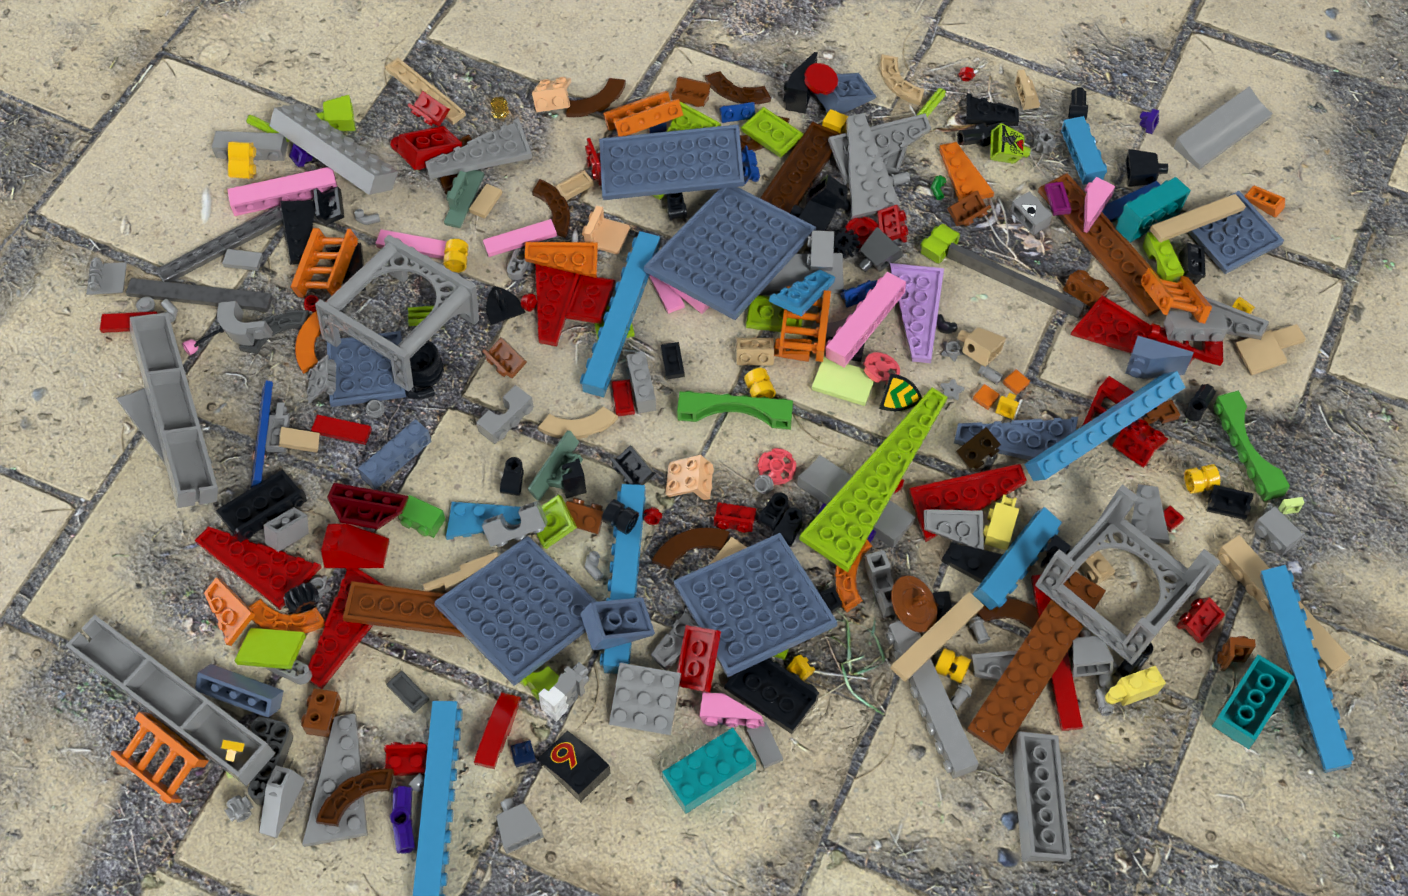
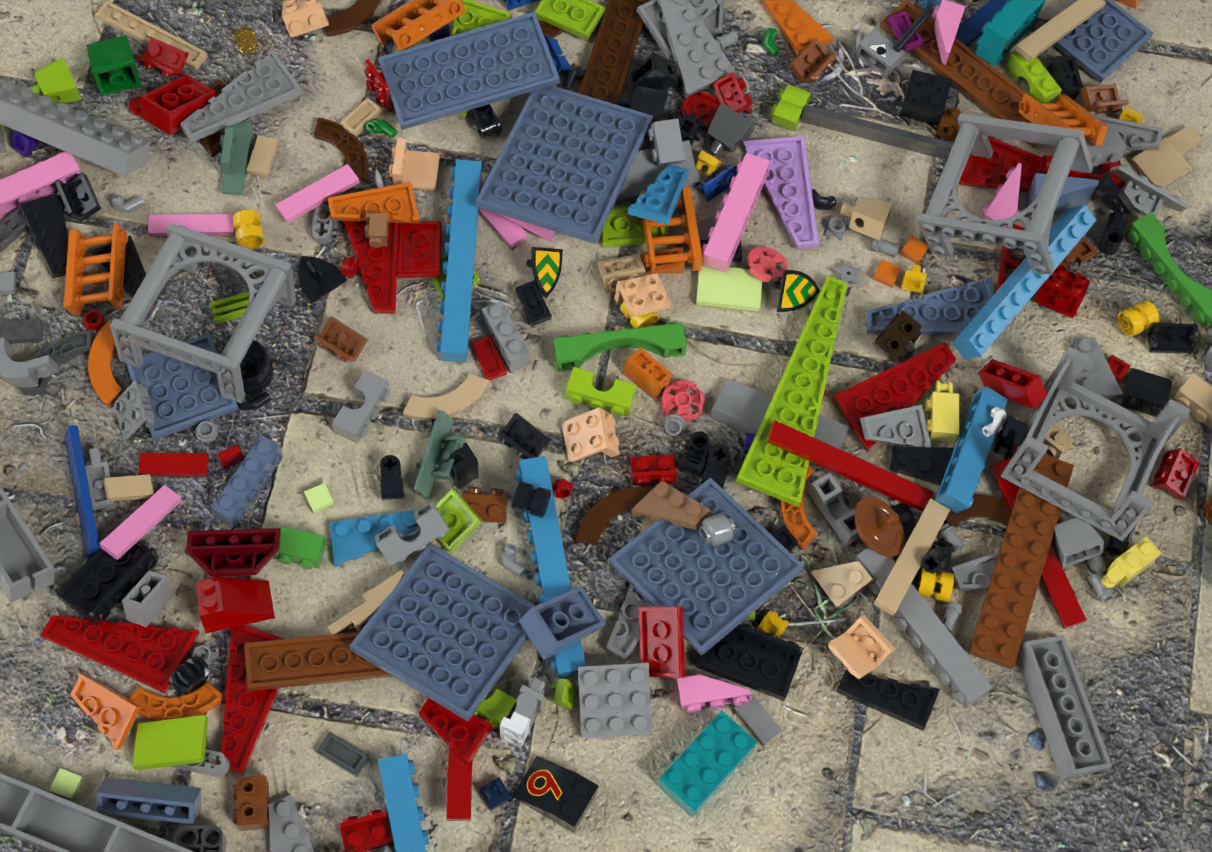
camera: 20 degrees left, 5 degrees up
(179, 663) = (66, 784): none -> yellowish green tile
(300, 468) = (140, 522): none -> bright pink tile
(387, 108) = (113, 65): none -> green slope
(387, 432) = (230, 456): none -> red tile
(449, 480) = (319, 498): none -> yellowish green tile
(506, 696) = (460, 735): none -> red wing
(559, 275) = (377, 229): none -> medium nougat brick
(588, 195) = (381, 126): none -> green arm
(604, 684) = (564, 694): none -> lime tile
(691, 333) = (546, 267): none -> shield
(719, 453) = (616, 400): none -> lime arch
(740, 548) = (672, 505): none -> medium nougat wing
(752, 436) = (647, 373): none -> orange hinge
(758, 184) = (571, 76): none -> black arm
(765, 370) = (642, 295): none -> light nougat bracket
(770, 575) = (717, 529): none -> light grey head
(858, 275) = (707, 159): none -> yellow tile
(872, 644) = (843, 581): none -> tan wing
(872, 704) = (861, 647): none -> light nougat bracket
(896, 759) = (898, 700): none -> black wing
(902, 548) = (849, 466): none -> red tile
(961, 642) = (938, 557): none -> black piece
(1046, 538) = (997, 425): none -> white arm
(1060, 256) = (925, 97): none -> black brick
(1064, 197) = (913, 29): none -> black bar
(1069, 509) = (1013, 383): none -> red brick
(1106, 359) = (1006, 198): none -> bright pink slope
(1117, 381) = (1034, 239): none -> light grey arch
(1191, 541) = (1146, 392): none -> black bracket
(1206, 369) = (1113, 196): none -> black bracket
(1220, 286) = (1102, 98): none -> dark orange bracket
(1235, 375) = (1143, 194): none -> light grey bracket

